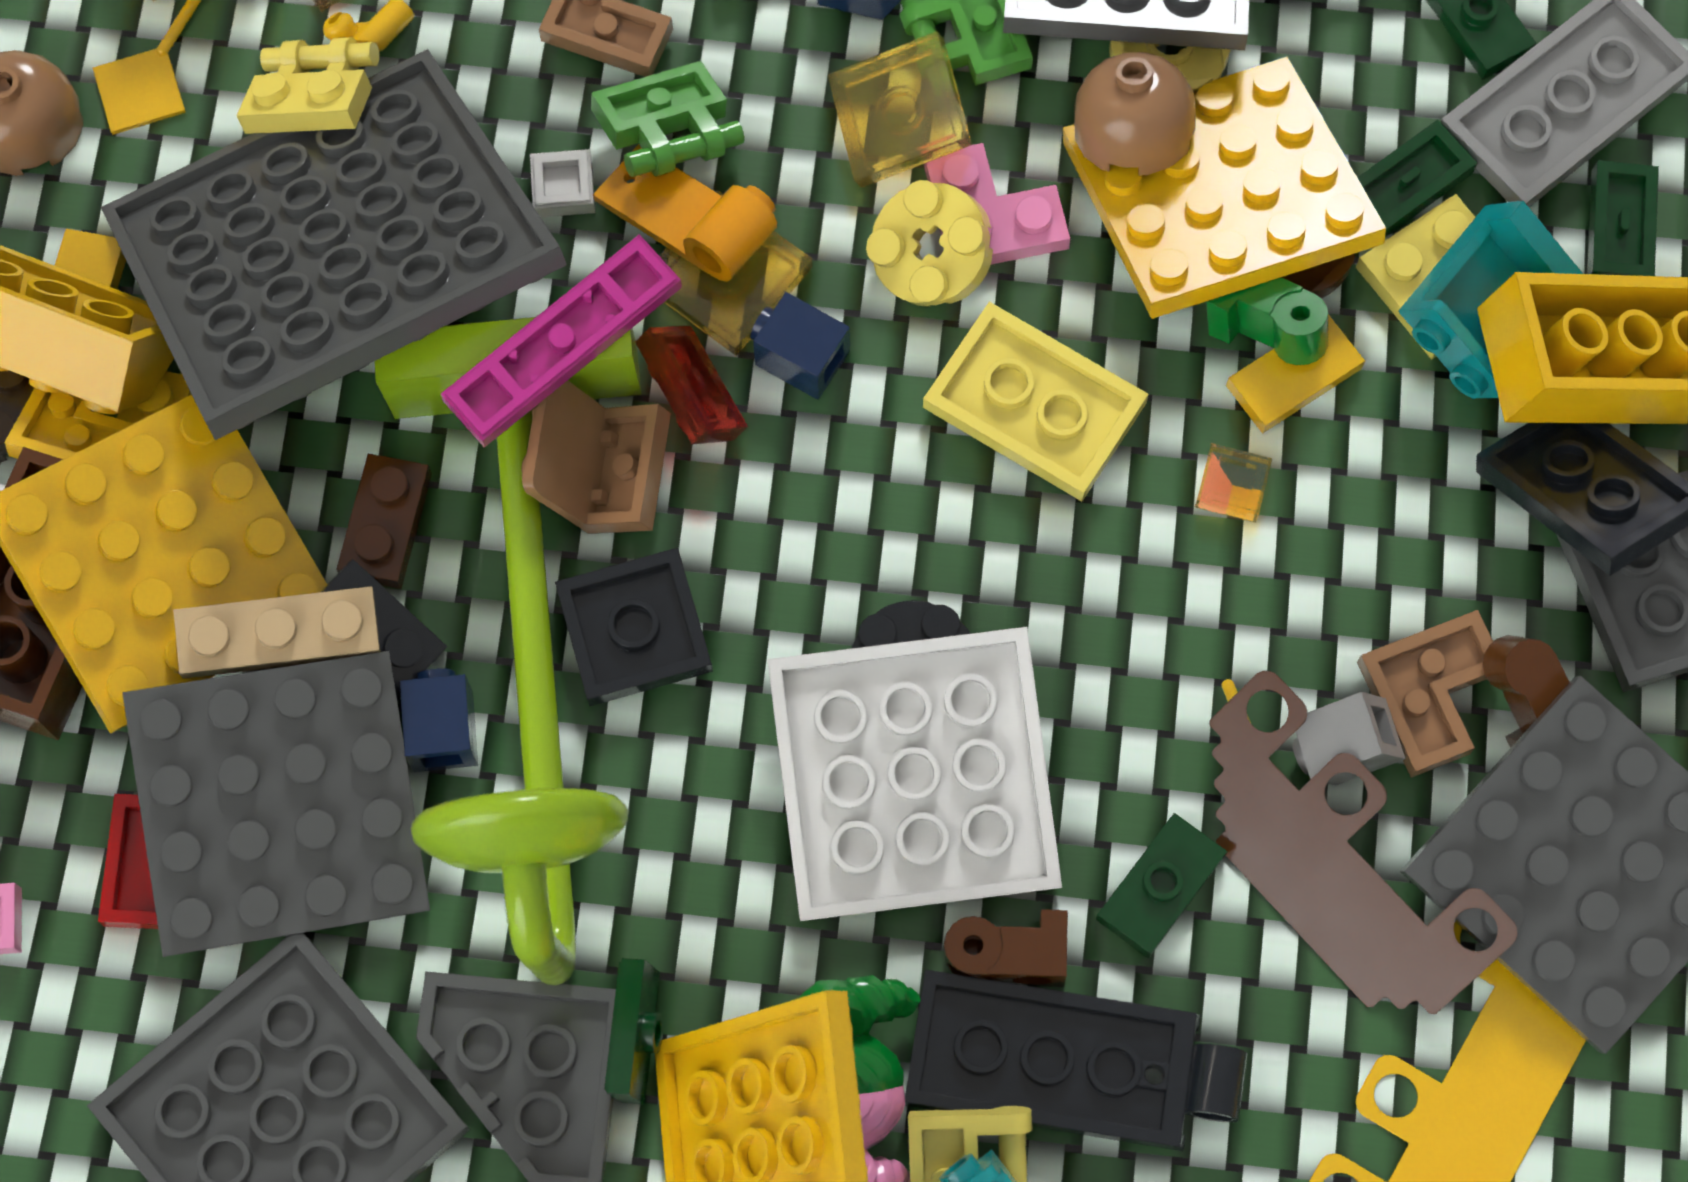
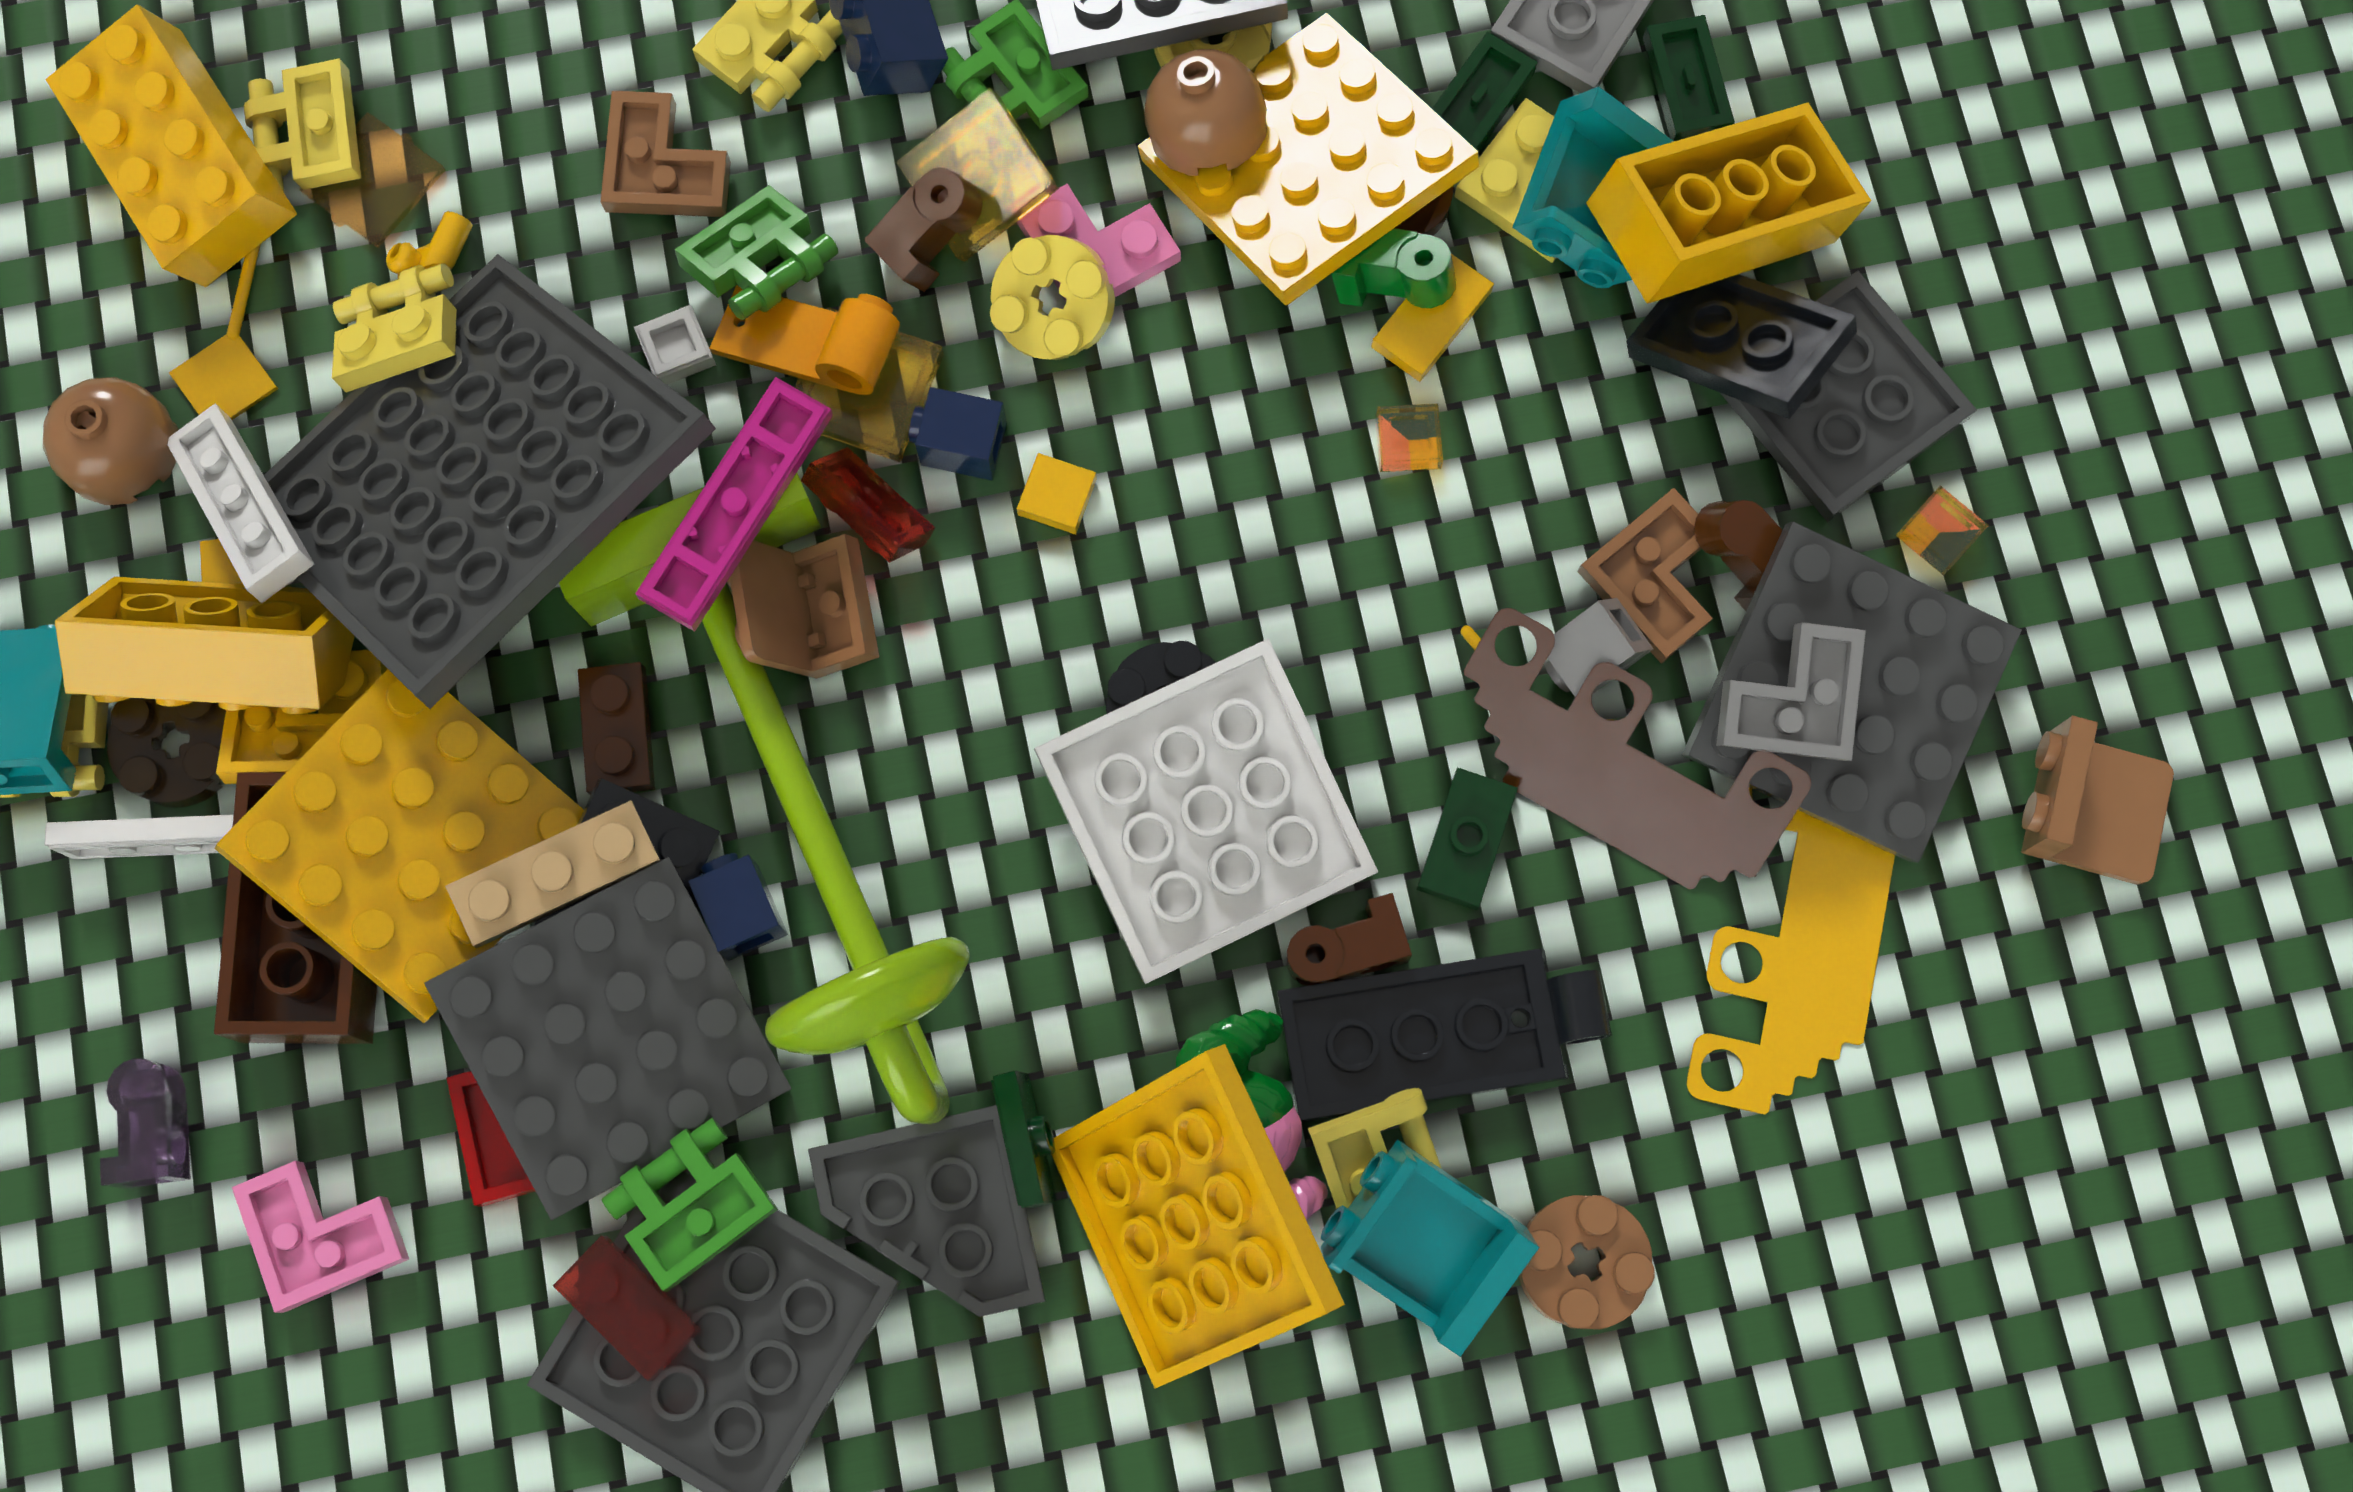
camera: 20 degrees left, 5 degrees up
(112, 204) = (239, 503): none -> white plate
(204, 1063) = (626, 1307): none -> clear red plate
(302, 1002) = (699, 1221): none -> bright green plate
(633, 627) = (892, 755): black plate -> none
(833, 139) = (924, 223): none -> reddish brown leg
(874, 430) = (1056, 493): none -> yellow tile
(1035, 401) = (1199, 418): light yellow plate -> none
(1533, 868) = (1816, 708): none -> light grey plate

